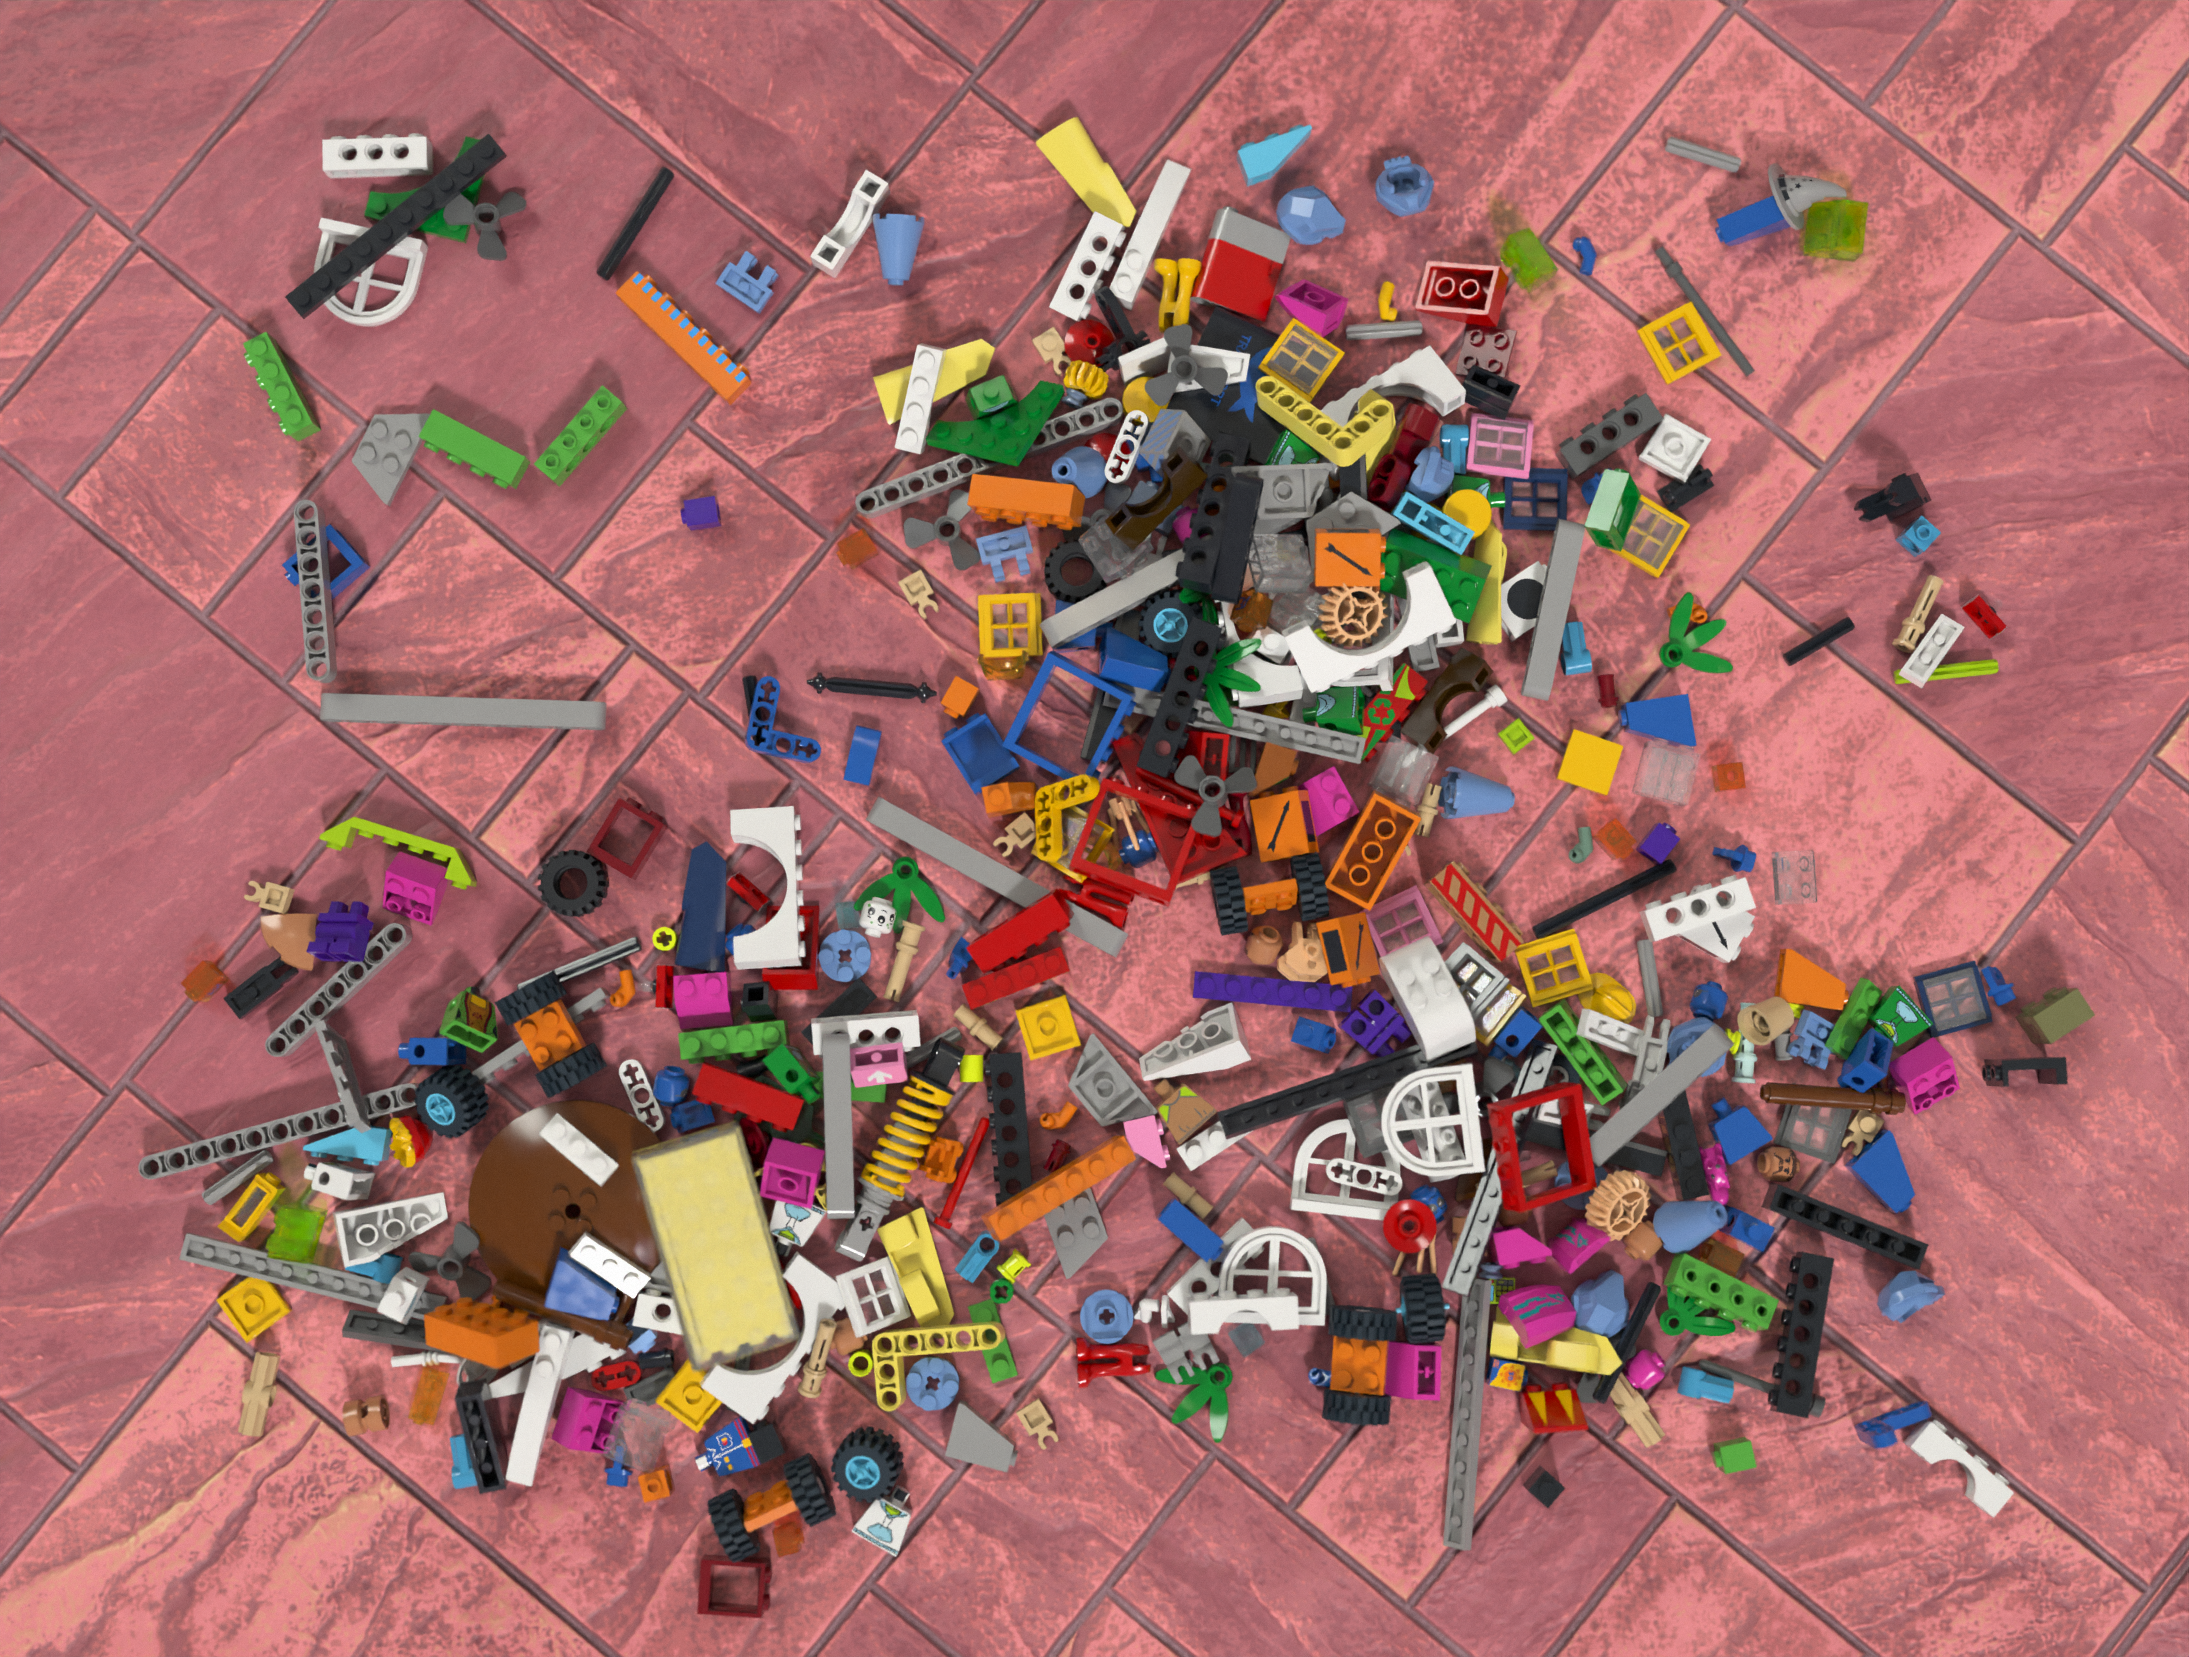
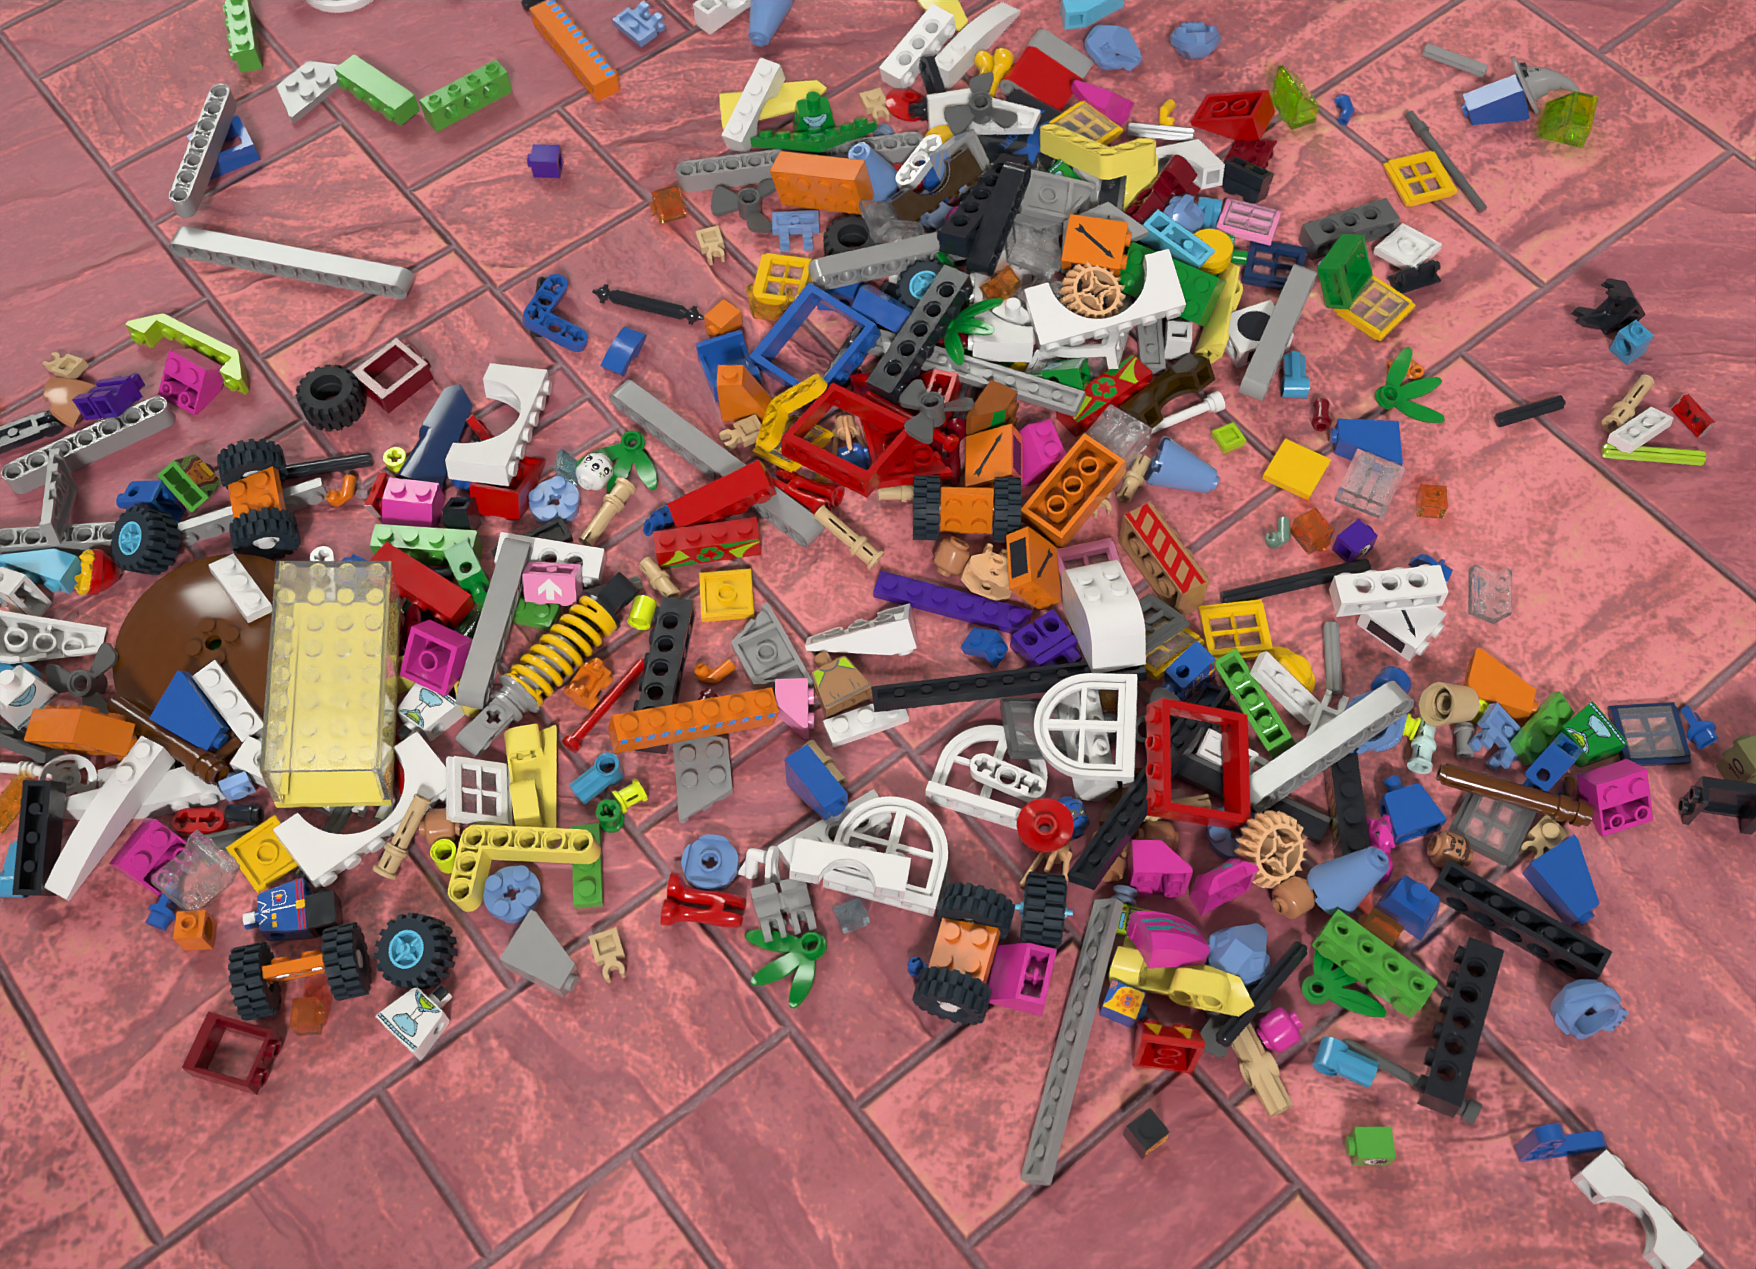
camera: 15 degrees right, 25 degrees down
(1086, 379) = (897, 116): yellow gear -> none
(1167, 951) = (857, 544): none -> tan pin

